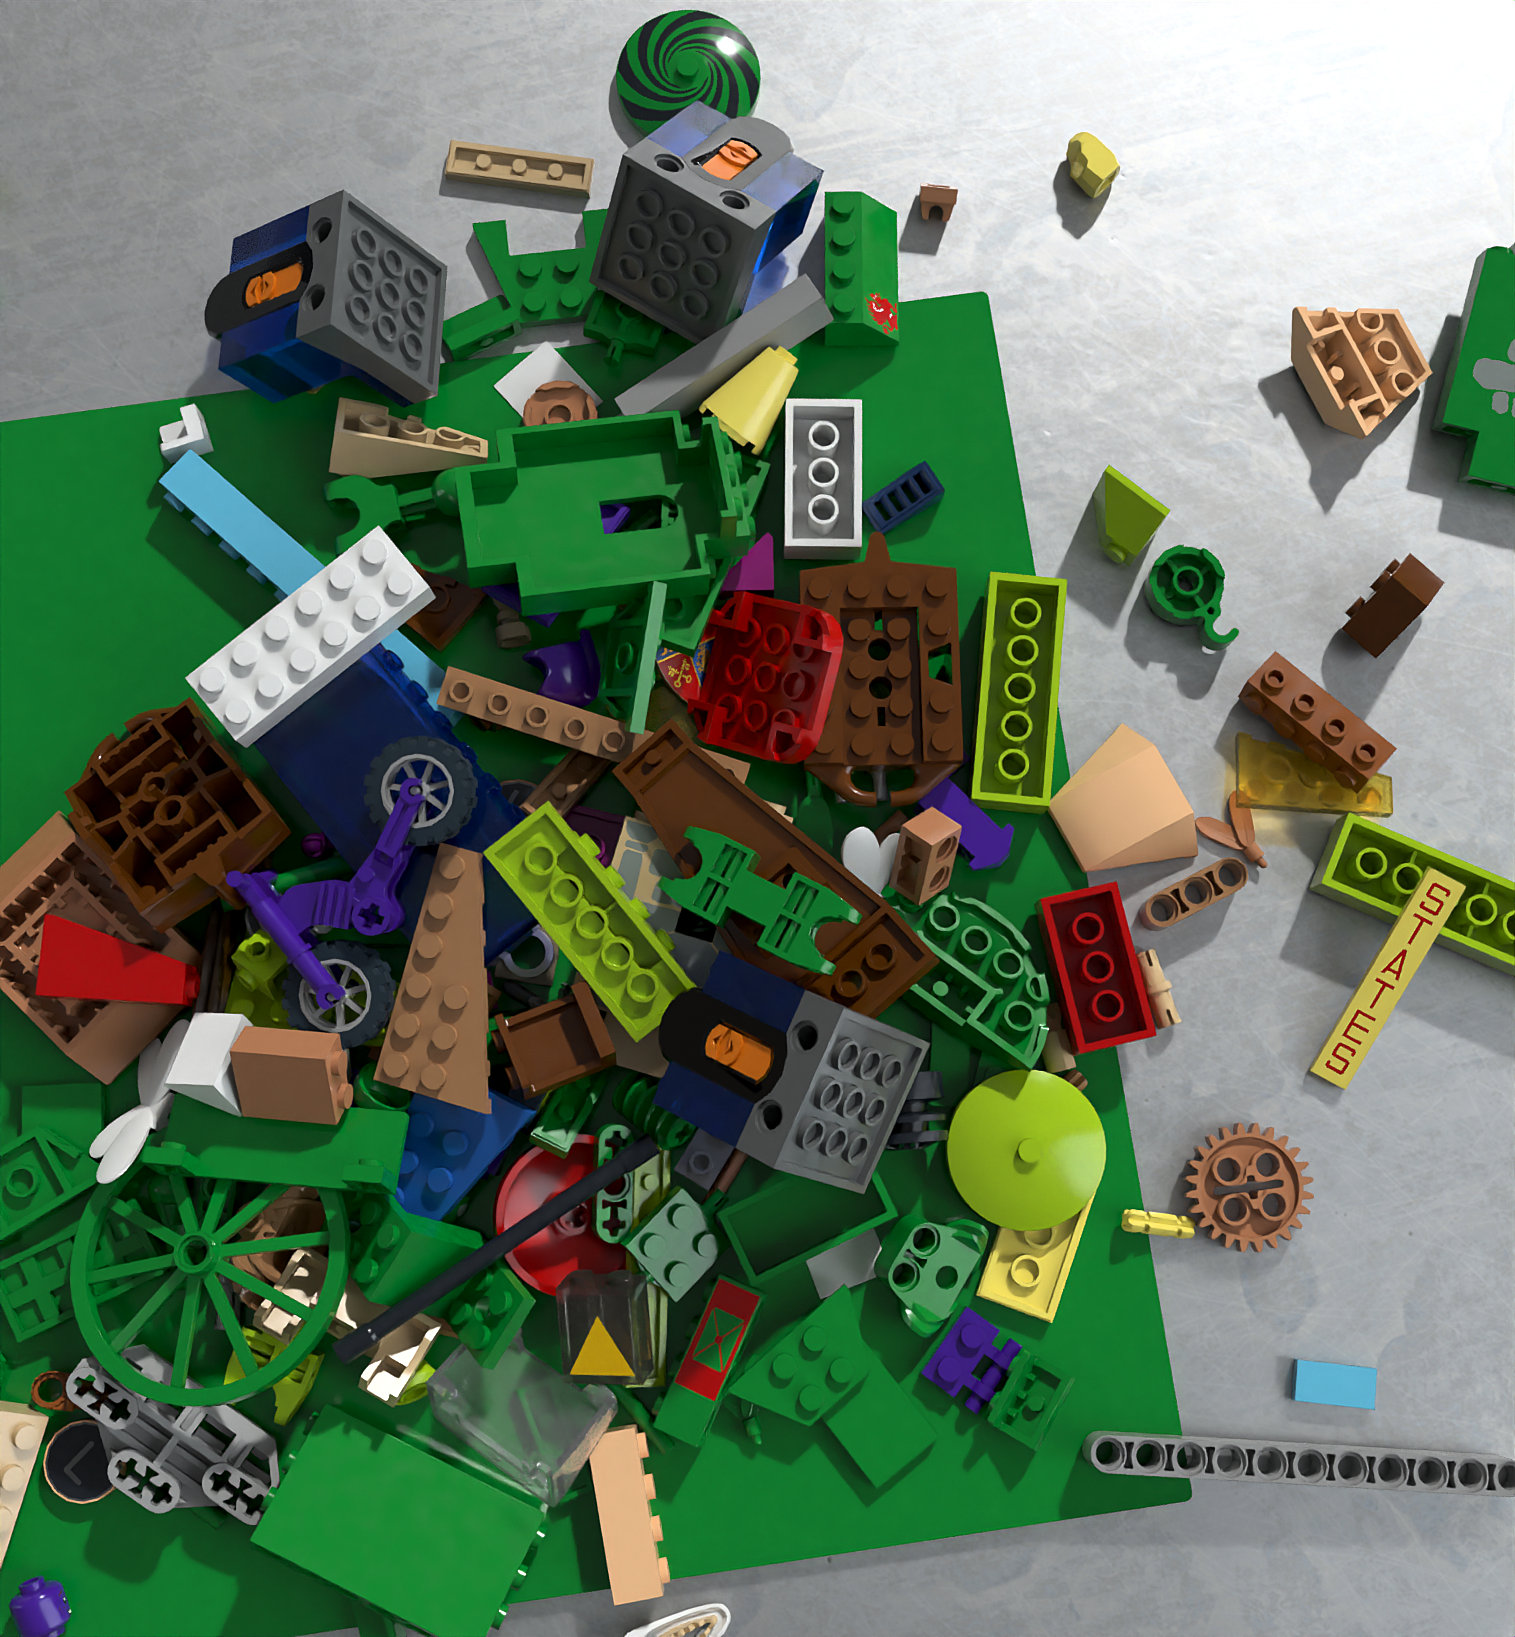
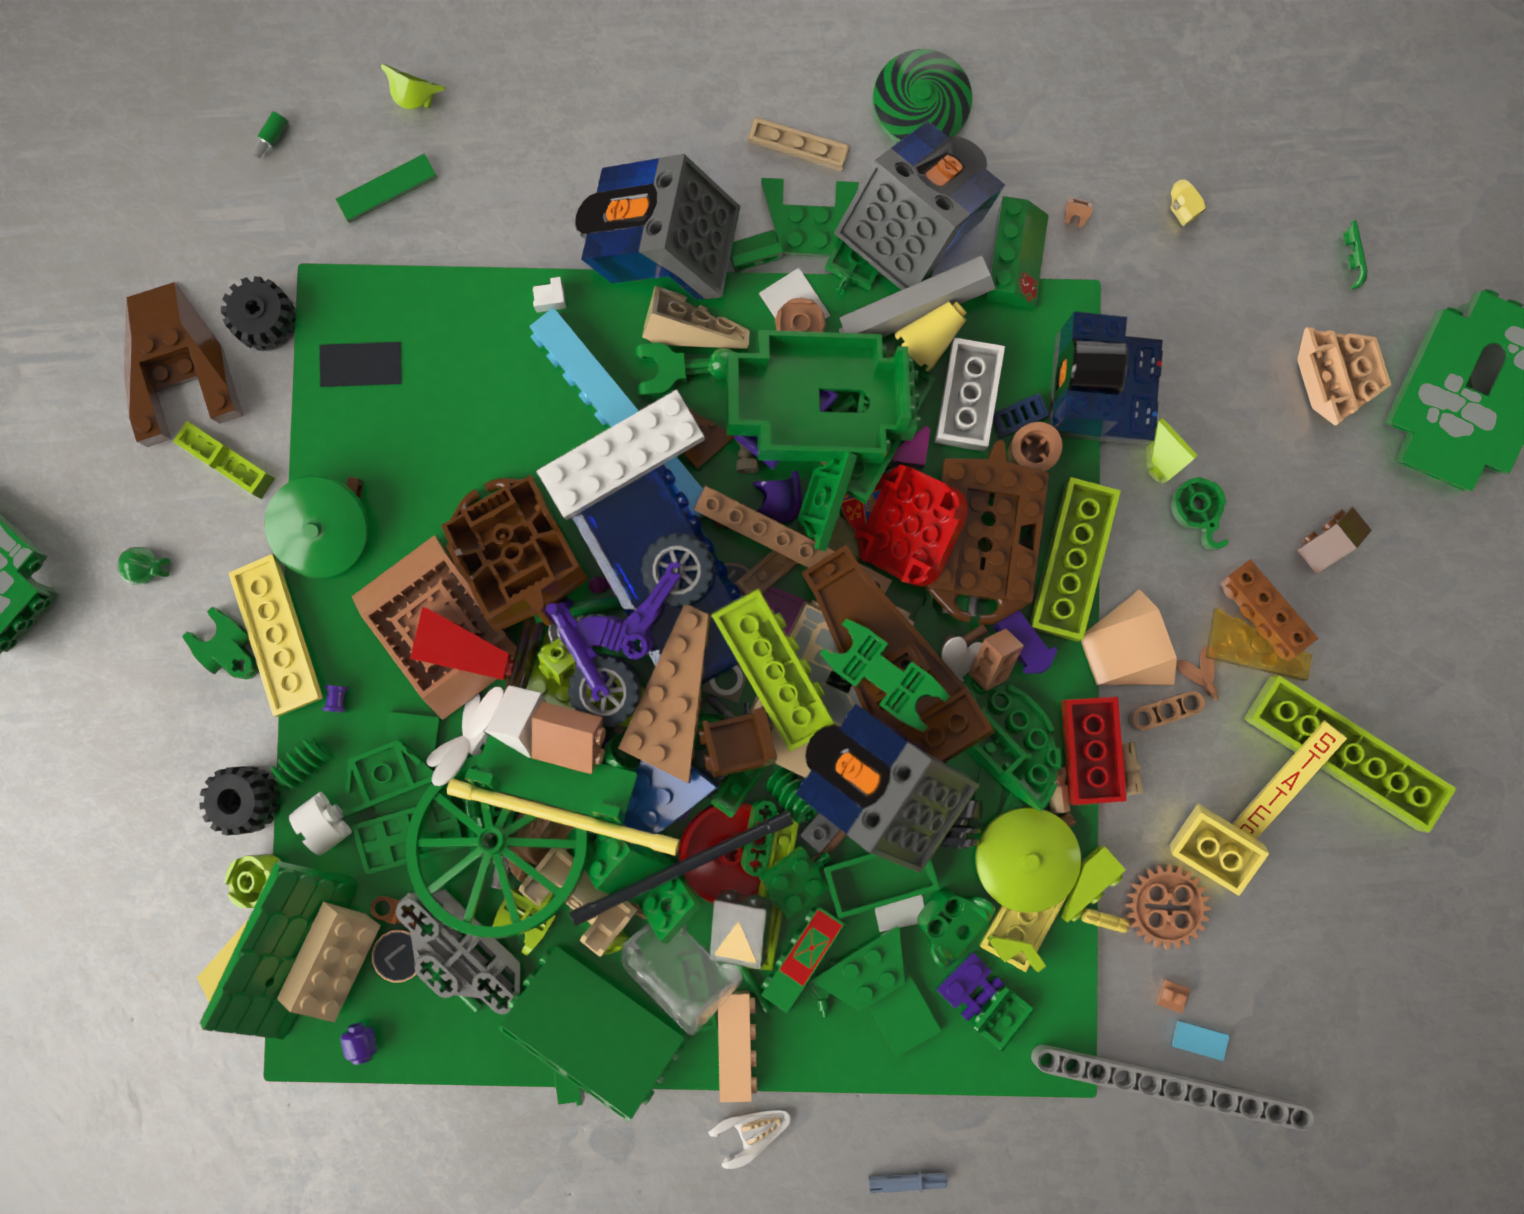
camera: 10 degrees right, 5 degrees up
(447, 1211) = (654, 841): none -> light yellow piece
(932, 534) = (1035, 446): none -> nougat hat
(1015, 427) = (1104, 381): none -> clear blue piece
(1019, 1288) = (1009, 947): none -> lime slope
(1130, 1157) = (1095, 875): none -> lime slope
(1280, 1323) = (1173, 996): none -> nougat tile
(1308, 1087) = (1218, 849): none -> light yellow brick
(1350, 205) = (1357, 259): none -> green piece

